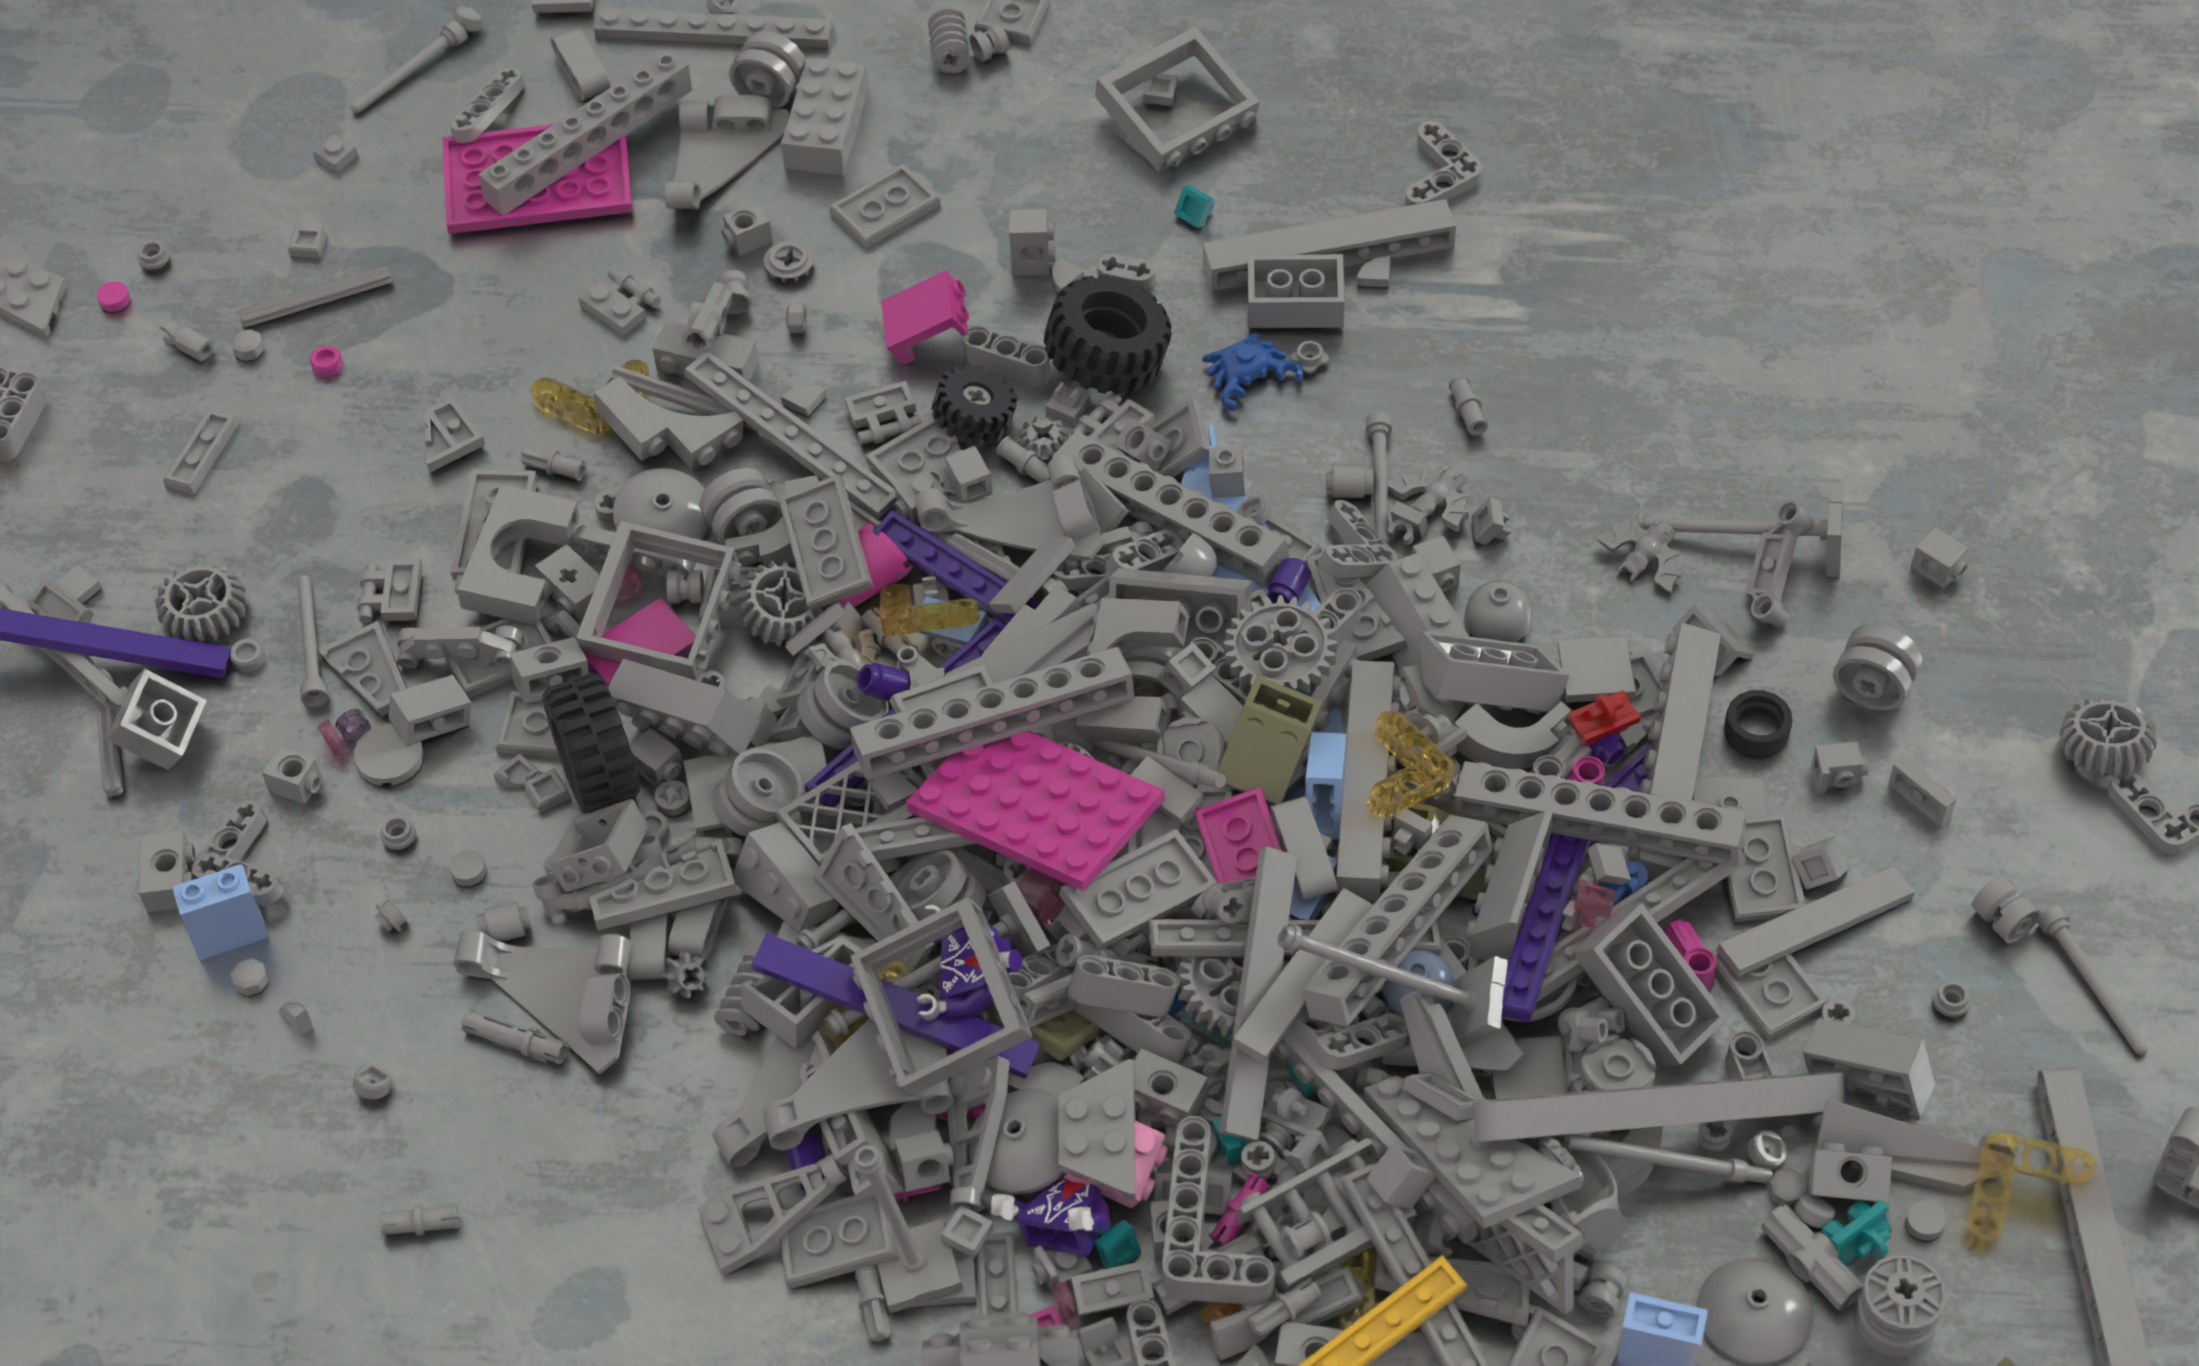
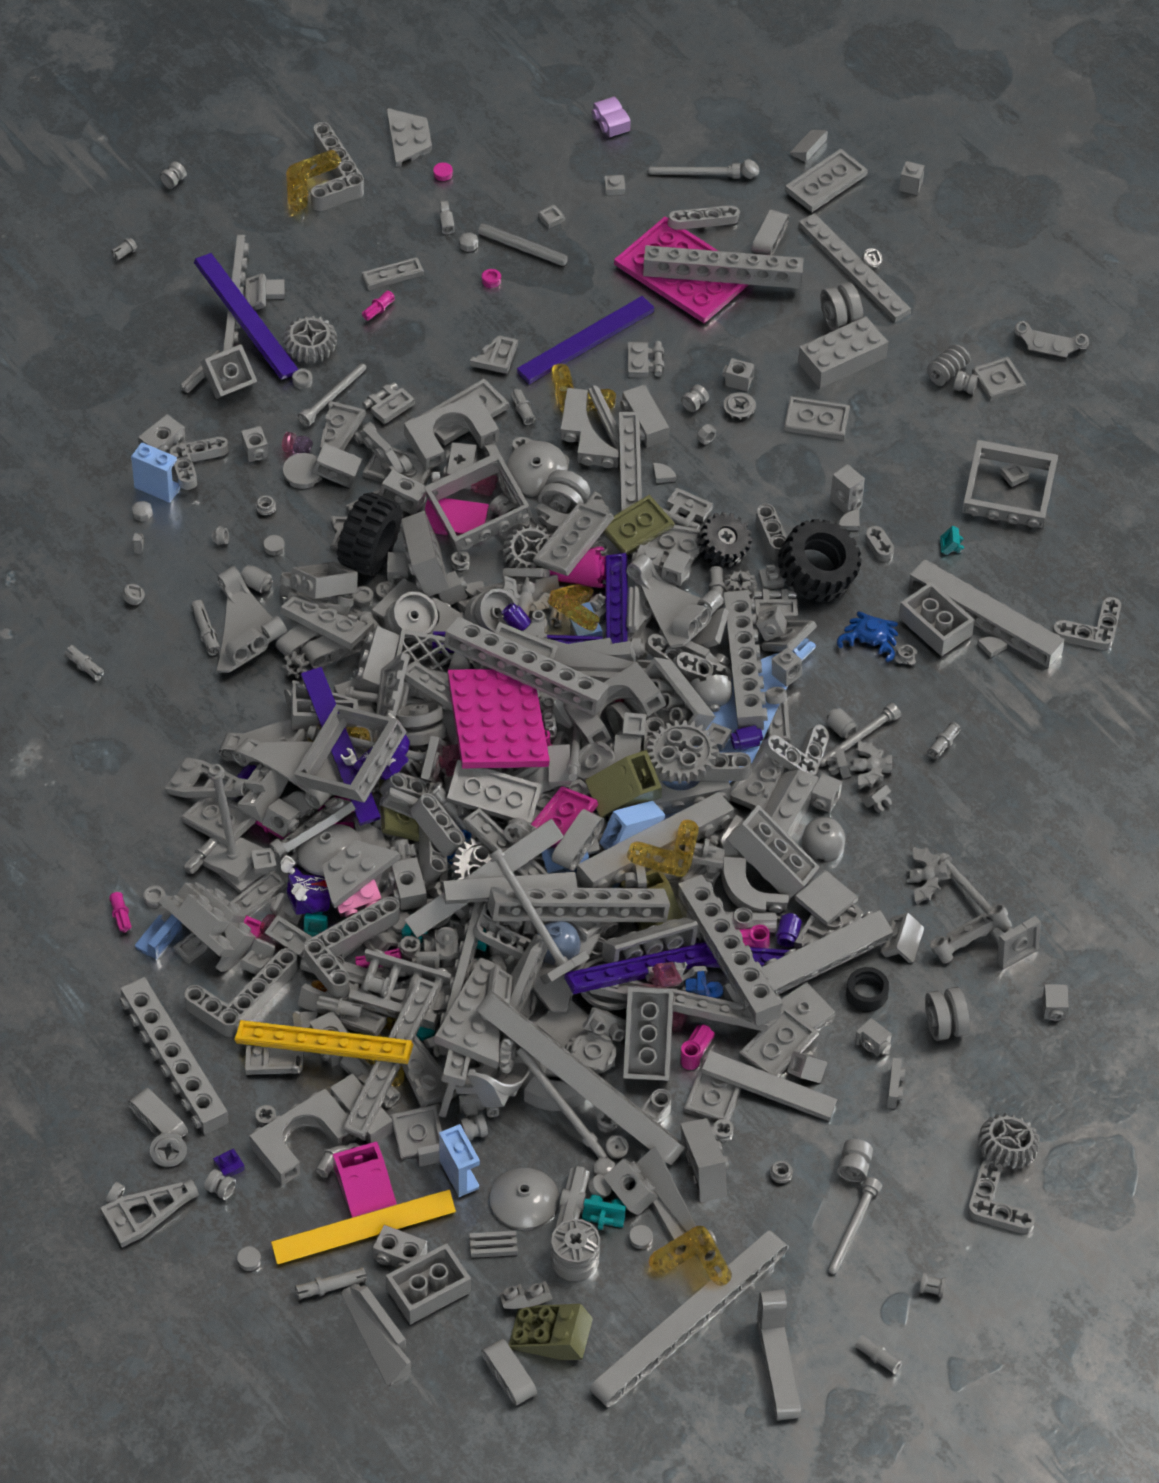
camera: 45 degrees right, 0 degrees up
(152, 255) = (480, 166): light grey plate -> none
(233, 497) = (378, 305): none -> dark pink axle
(238, 86) = (611, 117): none -> lavender brick
(525, 337) = (585, 339): none -> dark purple tile
(707, 318) = (658, 397): light grey piece -> none
(720, 144) = (782, 325): light grey panel -> none
(867, 466) = (638, 525): none -> olive tile
(923, 313) = (755, 478): dark pink panel -> none
(1032, 574) = (636, 630): light grey tile -> none
(1401, 1176) = (438, 997): light grey panel -> none
(1603, 717) = (789, 915): red hips -> none
(1609, 864) = (696, 969): light grey tile -> none

